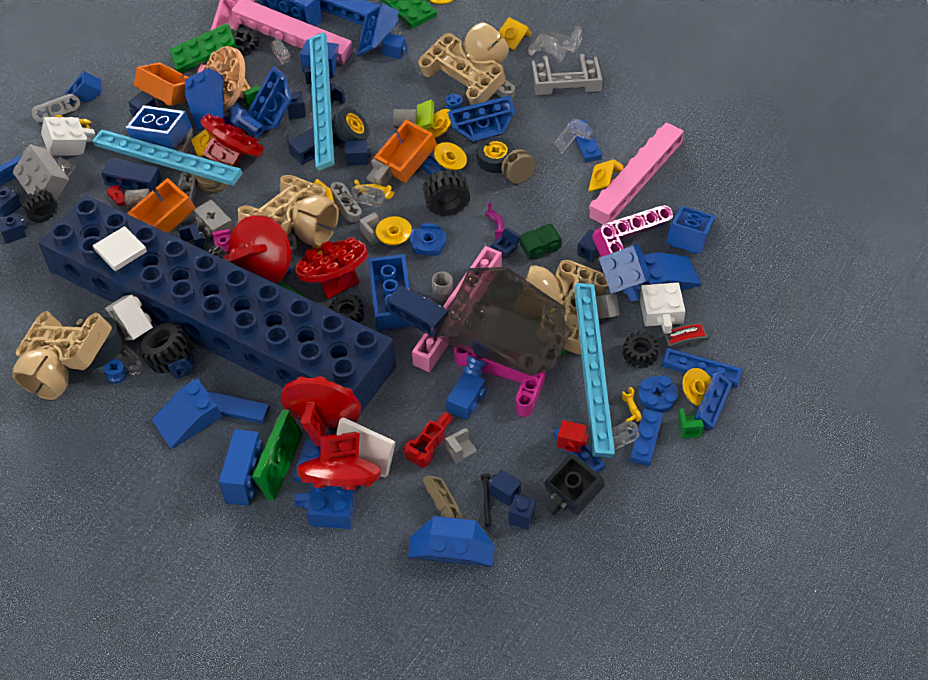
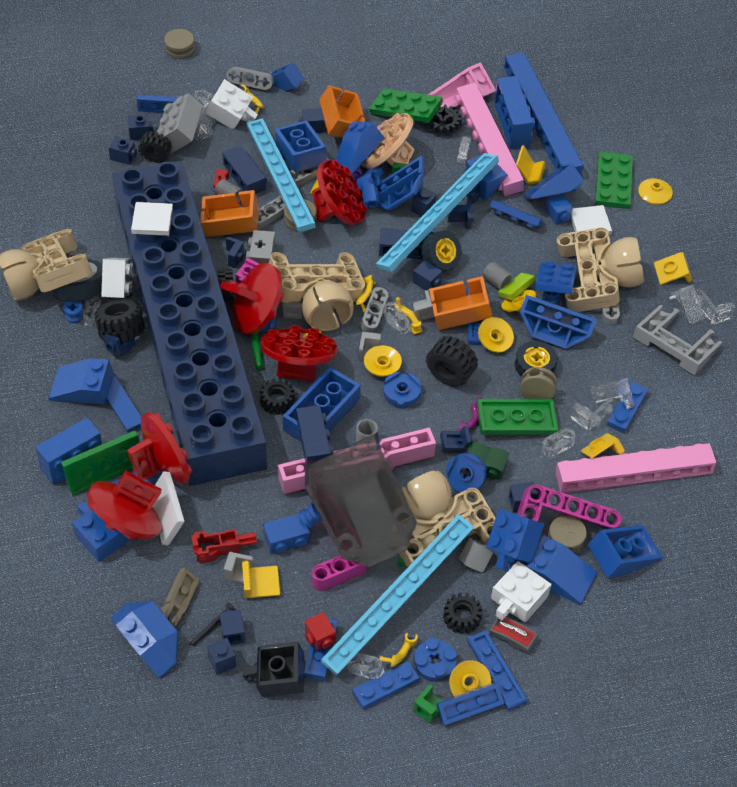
camera: 40 degrees right, 0 degrees up
(345, 31) = (530, 171): none -> yellow piece
(368, 69) = (516, 214): none -> blue plate
(421, 39) = (590, 218): none -> white tile
(448, 89) = (556, 277): none -> blue plate
(485, 442) = (260, 581): none -> yellow piece
(526, 198) = (517, 416): none -> green plate
(545, 249) = (464, 461): none -> blue plate
(570, 166) = (586, 418): none -> clear bracket
(570, 195) = (560, 443): none -> clear beam
(648, 242) = (569, 532): none -> dark tan head

